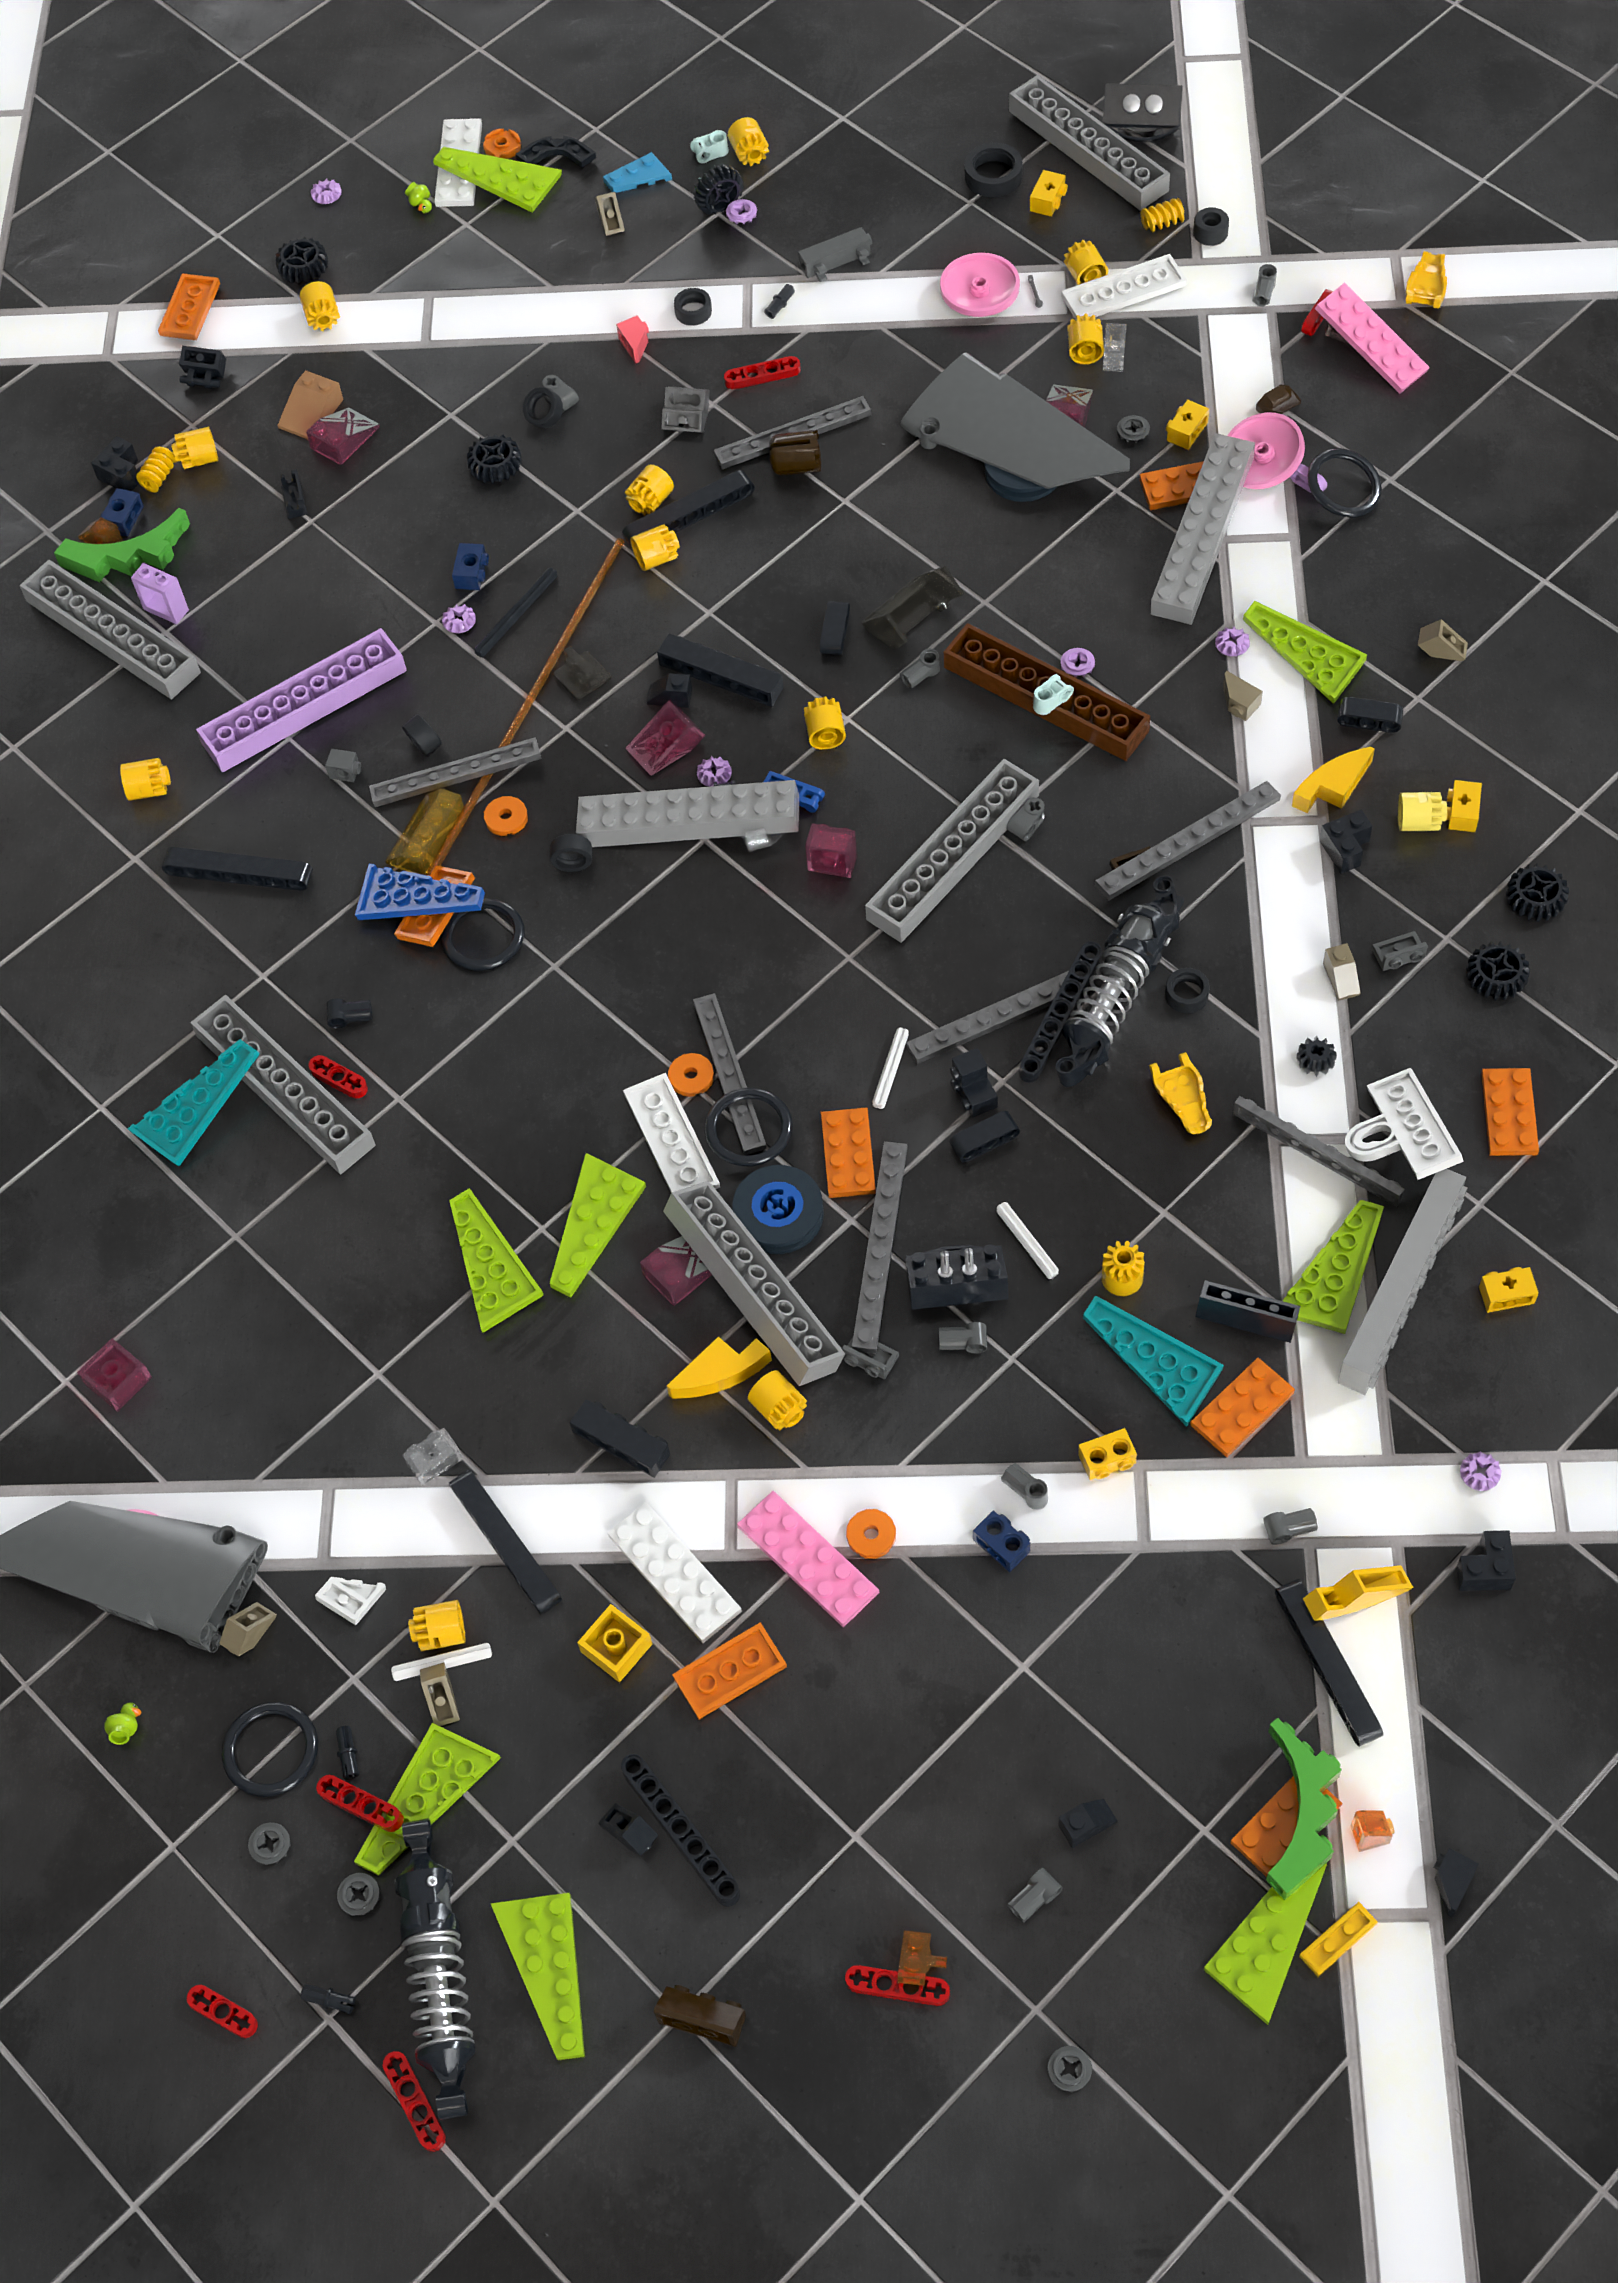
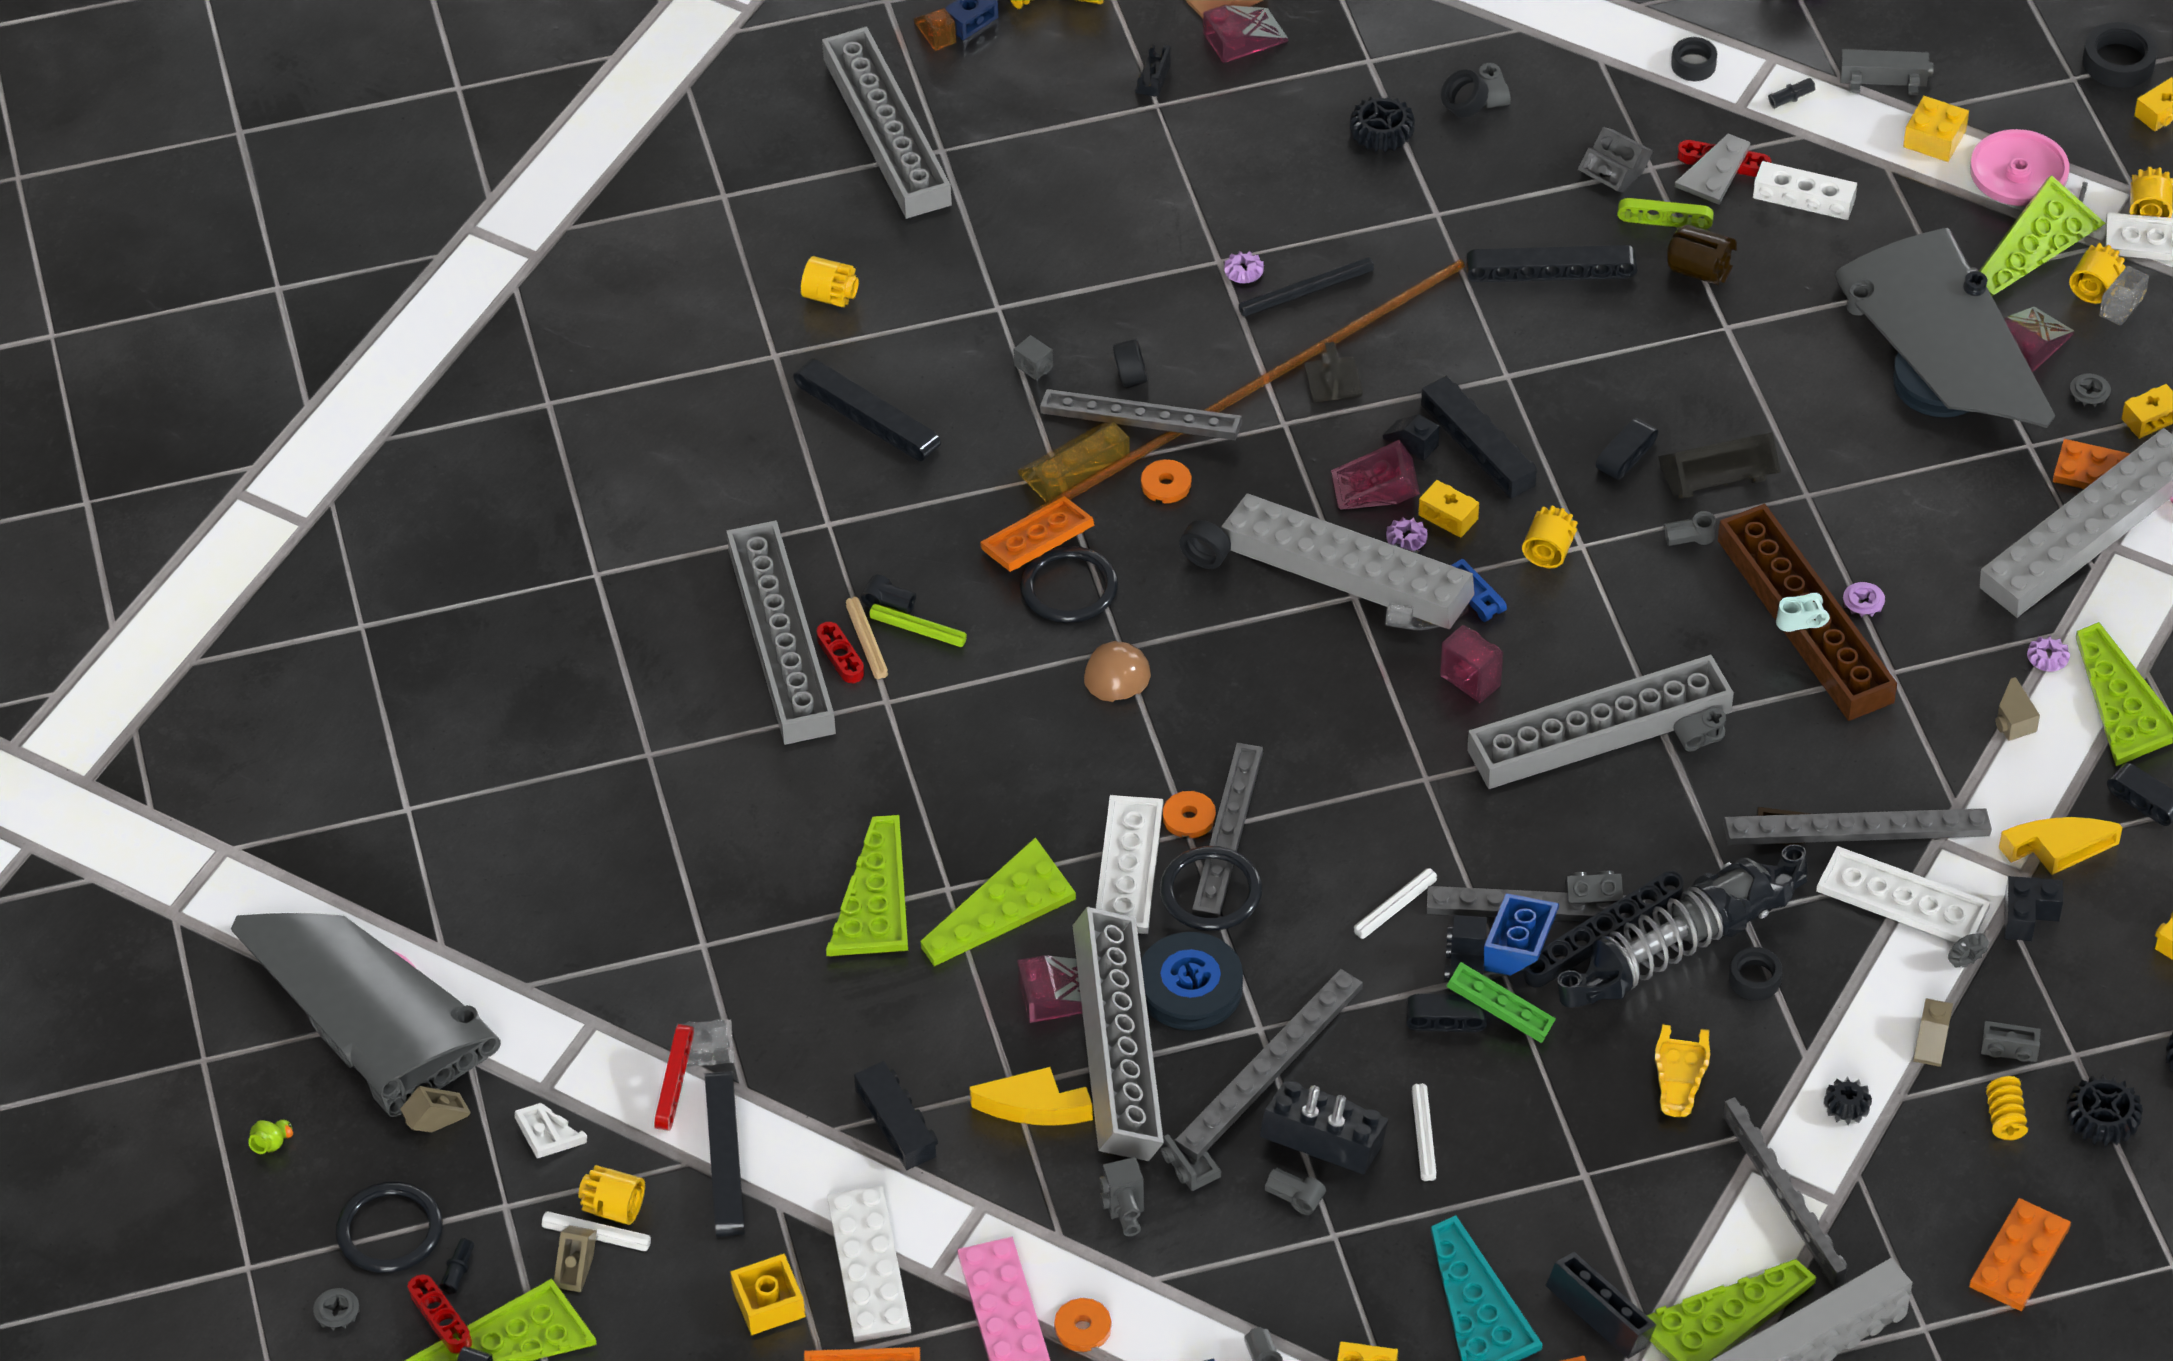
camera: 25 degrees right, 10 degrees down
(114, 1374) = (454, 822): clear pink brick -> none
(126, 556) = (948, 58): bright green arch -> none
(160, 593) = (955, 108): lavender window -> none
(191, 1108) = (679, 611): teal wing -> none
(301, 700) = (1032, 275): lavender brick -> none
(351, 1054) = (866, 638): none -> tan axle
(385, 1024) = (918, 625): none -> lime axle
(413, 894) = (1021, 511): blue wing -> none
(428, 1500) = (674, 1077): none -> red beam
(470, 566) = (1287, 220): dark blue brick -> none
(564, 987) = (1116, 671): none -> medium nougat cylinder
(633, 336) = (1610, 63): coral slope -> none
(649, 489) = (1521, 224): yellow gear -> none
(655, 547) = (1490, 284): yellow gear -> none
(734, 736) = (1448, 508): none -> yellow brick
(745, 430) = (1665, 211): none -> lime beam
(763, 384) = (1715, 170): none -> light grey wing
(777, 1400) = (1069, 1153): yellow gear -> none
(821, 421) = (1746, 234): flat silver plate -> none
(837, 370) = (1805, 190): none -> white brick
(839, 1411) = (1123, 1193): none -> dark grey brick
(848, 1152) = (1298, 962): orange plate -> none
(901, 282) = (1936, 128): none -> yellow brick
(1004, 1047) = (1518, 934): none -> blue slope
(1013, 390) = (1972, 289): none -> black bush
(1022, 1108) = (1501, 1002): none -> bright green plate
(1026, 327) = (2043, 230): none -> lime wing
(1034, 982) = (1594, 888): none -> dark grey bracket
(1123, 1269) = (1499, 1203): yellow gear -> none
(1253, 877) = (1902, 896): none -> white plate
(1327, 896) = (1968, 950): none -> dark grey gear
(1412, 1125) = (1893, 1208): white plate -> none
(1421, 811) = (2130, 913): light yellow gear -> none
(1429, 1005) = (2006, 1108): none -> yellow piece

